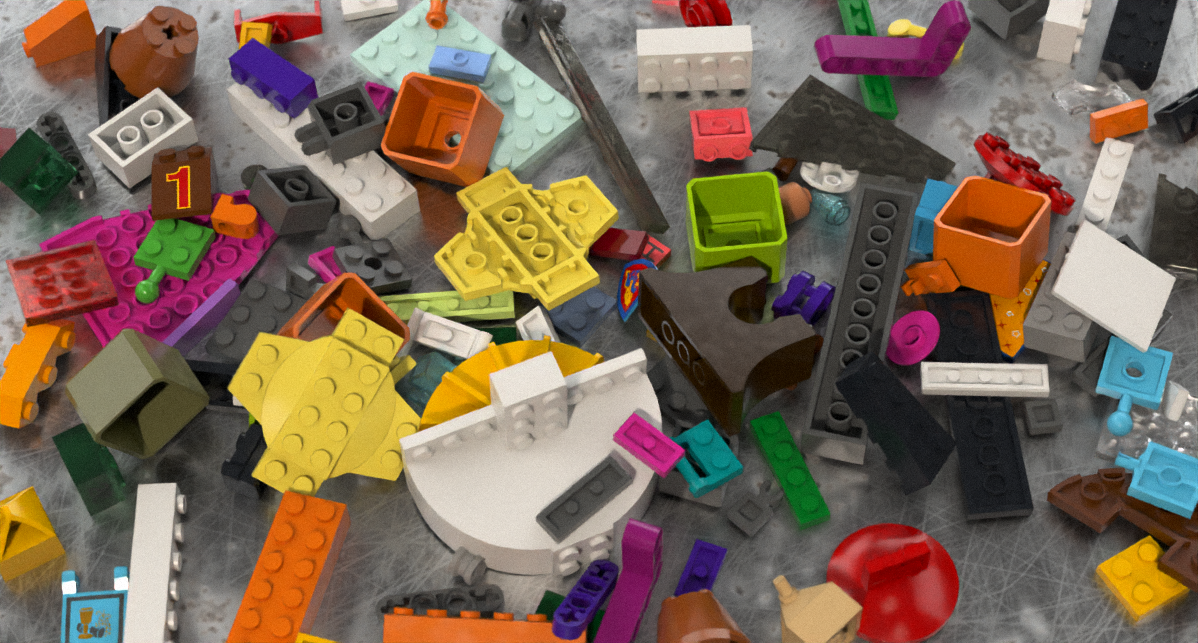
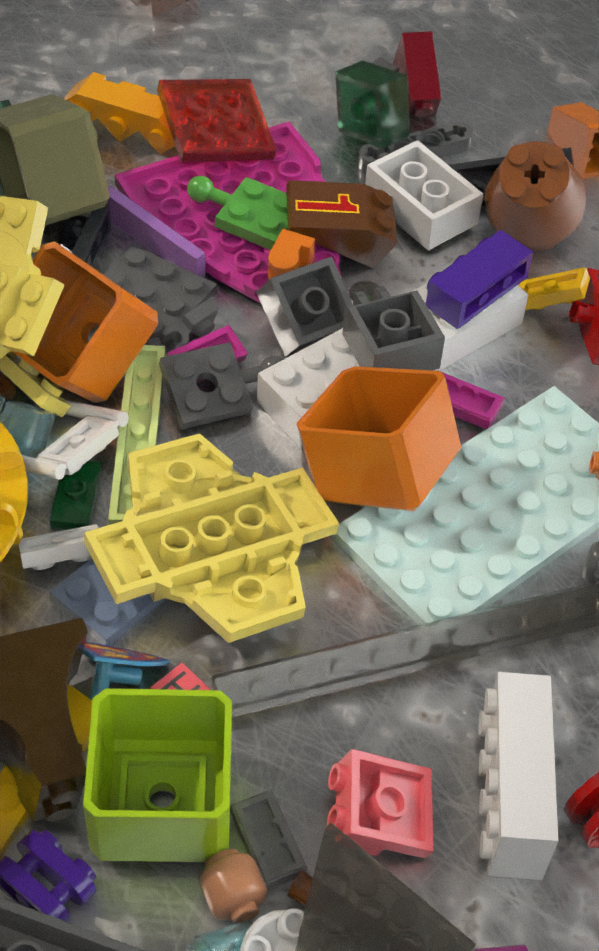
camera: 90 degrees right, 5 degrees down
(460, 63) = (523, 488): light blue plate -> none
(620, 244) = (194, 651): dark red tile -> none

